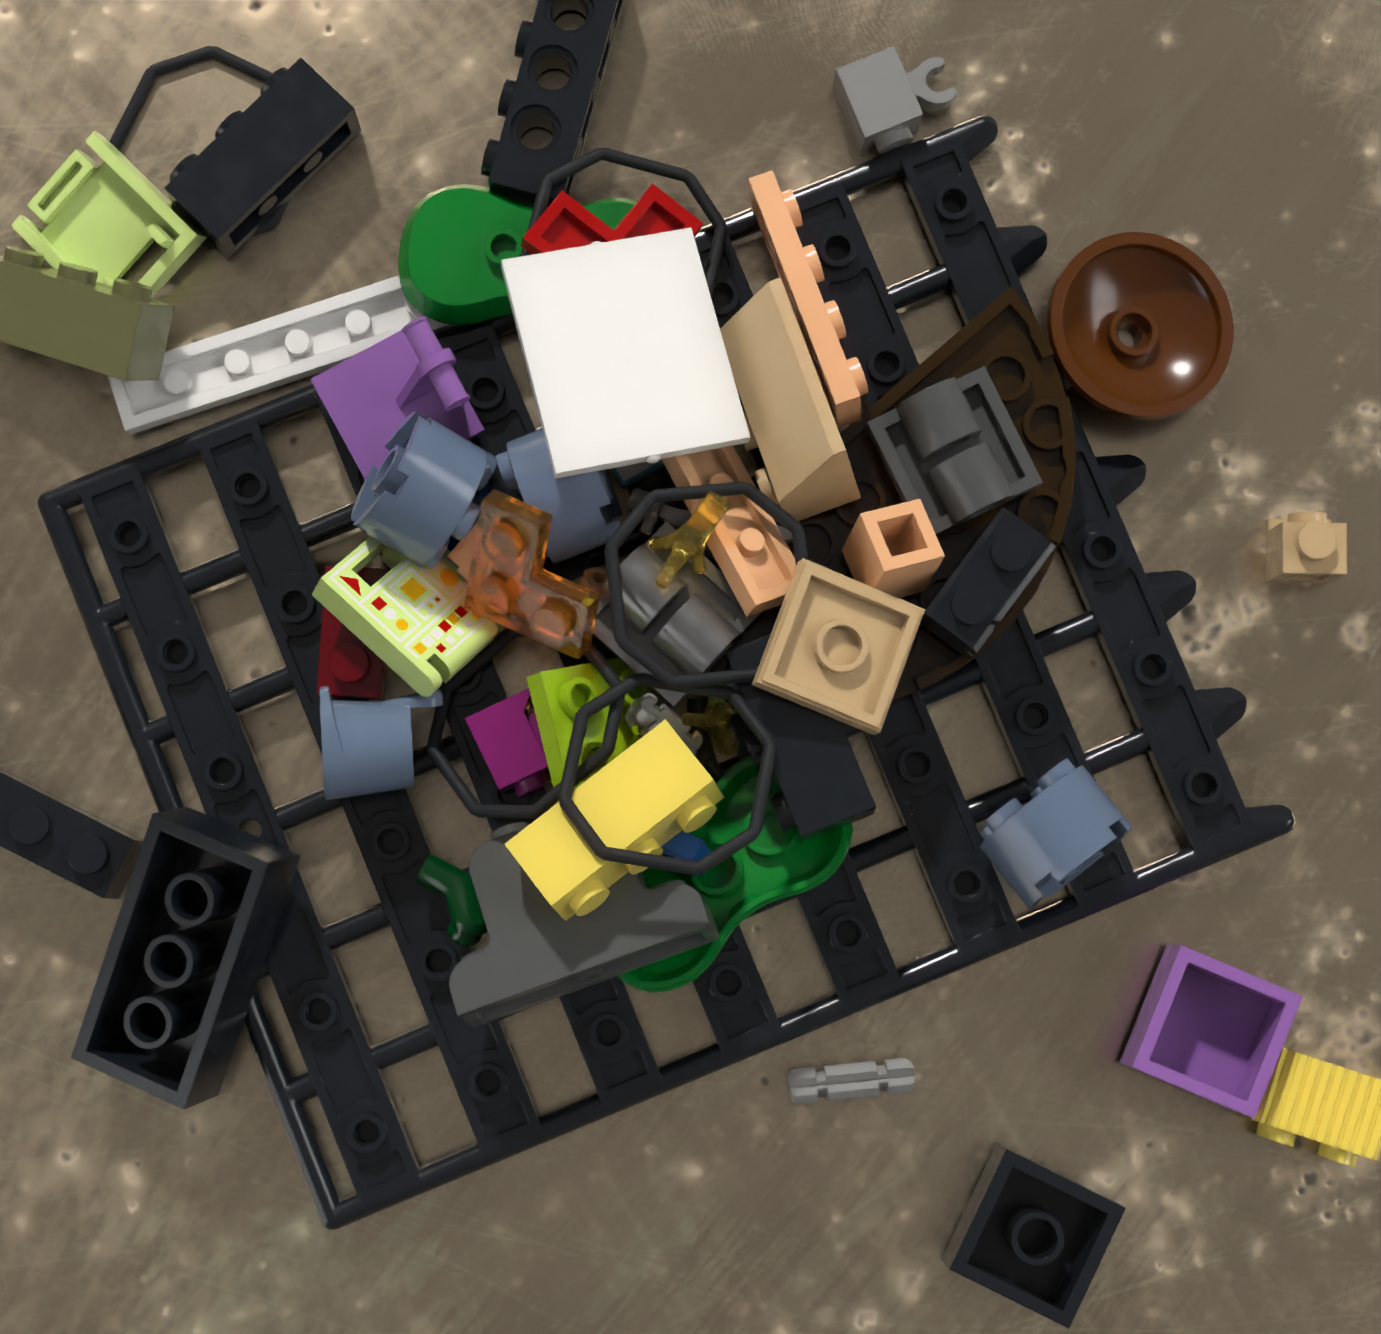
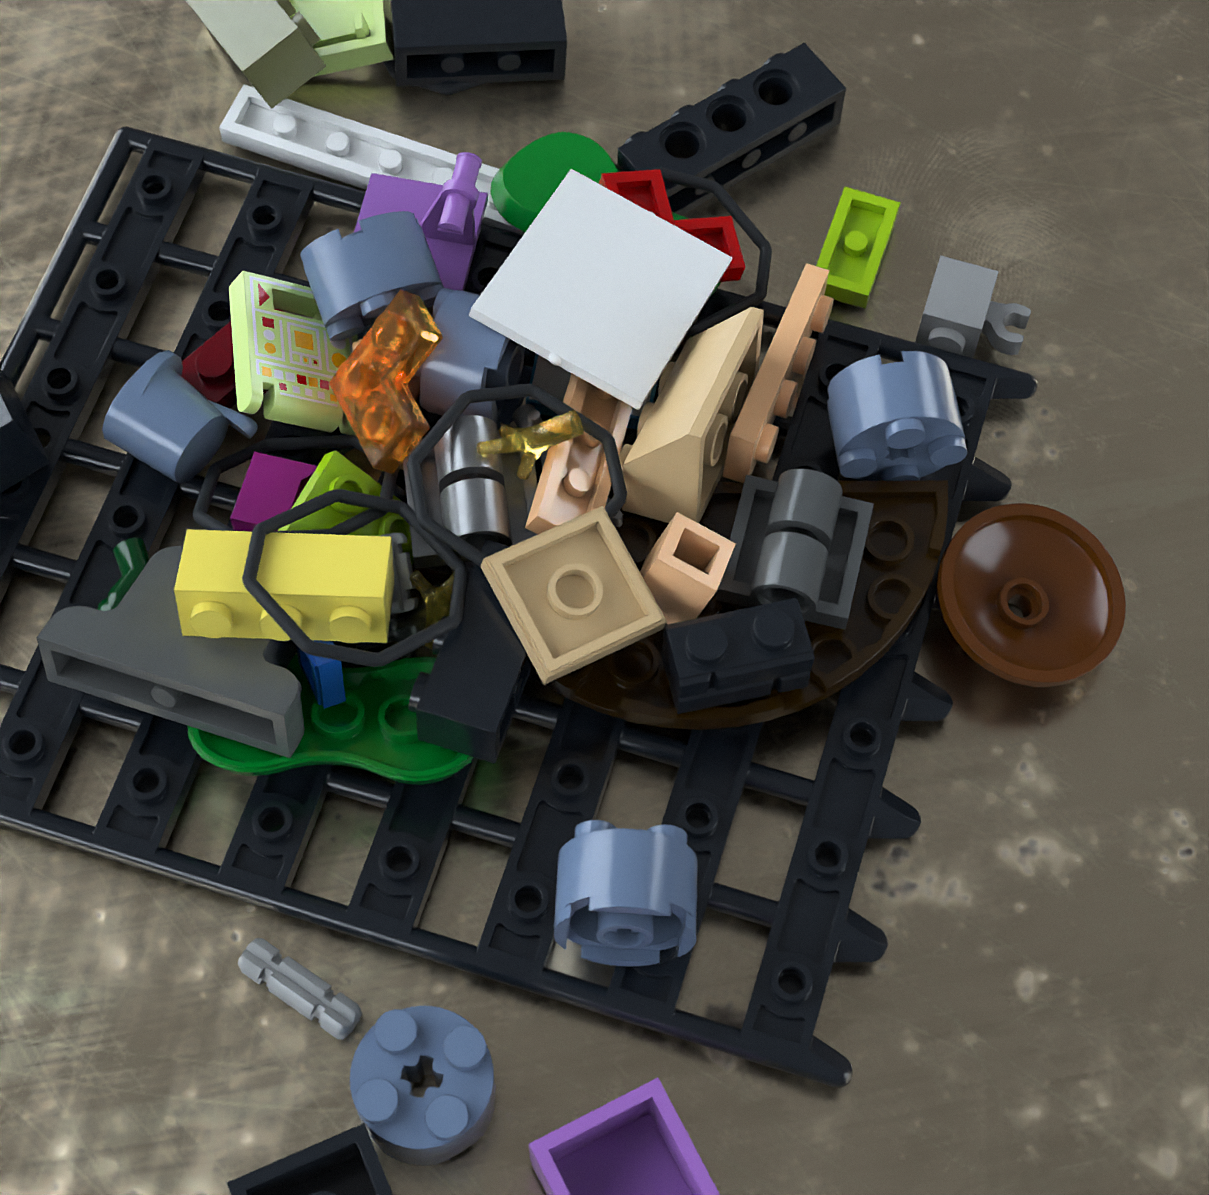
camera: 45 degrees right, 20 degrees down
(747, 105) = (857, 245): none -> lime plate
(939, 274) = (895, 418): none -> sand blue brick
(1044, 1092) = (401, 1051): none -> sand blue brick
(1305, 549) = (1041, 861): tan brick -> none

